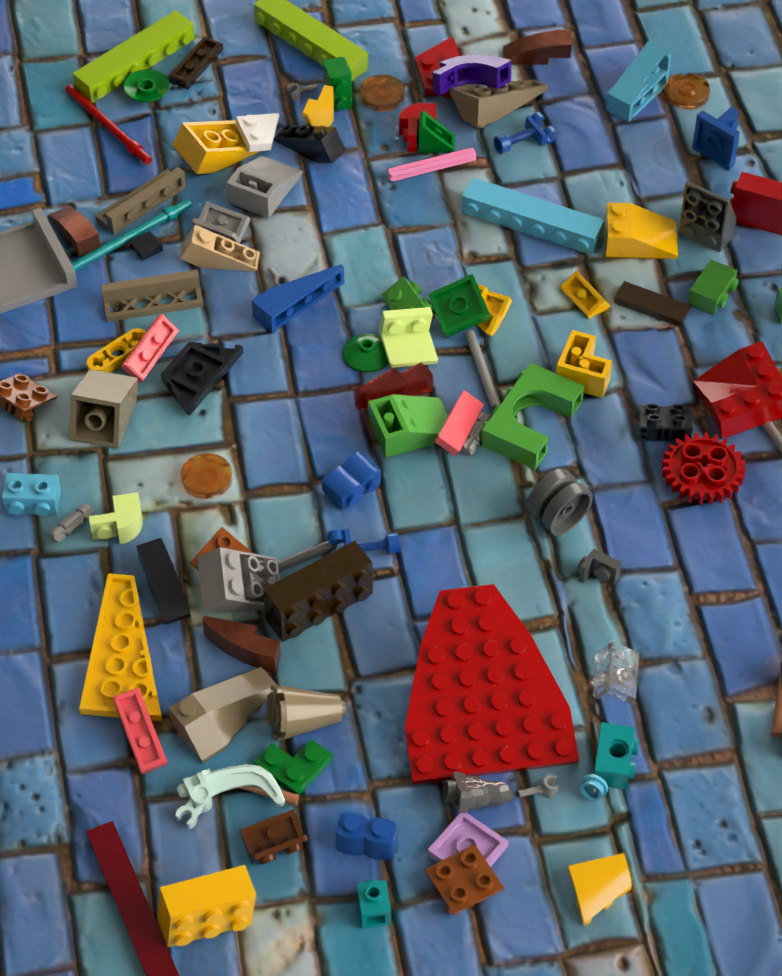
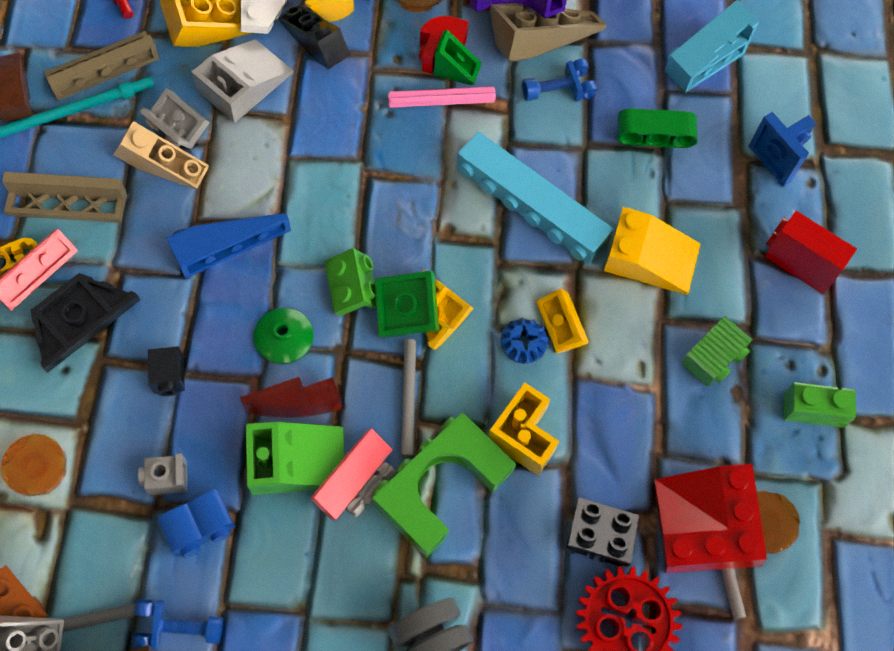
camera: 10 degrees right, 15 degrees up
(146, 246) = (85, 126): black tile -> none
(279, 279) = (215, 208): light grey hand -> none
(286, 390) = (166, 371): none -> black brick
(313, 457) = (171, 482): none -> light grey brick
(407, 337) = (331, 336): yellowish green bracket -> none
(555, 320) = (515, 350): none -> blue gear
(615, 148) = (657, 128): none -> green beam
(652, 303) = (638, 354): dark brown tile -> none
(687, 91) = (764, 68): clear orange tile -> none
(706, 217) = (734, 259): dark grey slope -> none

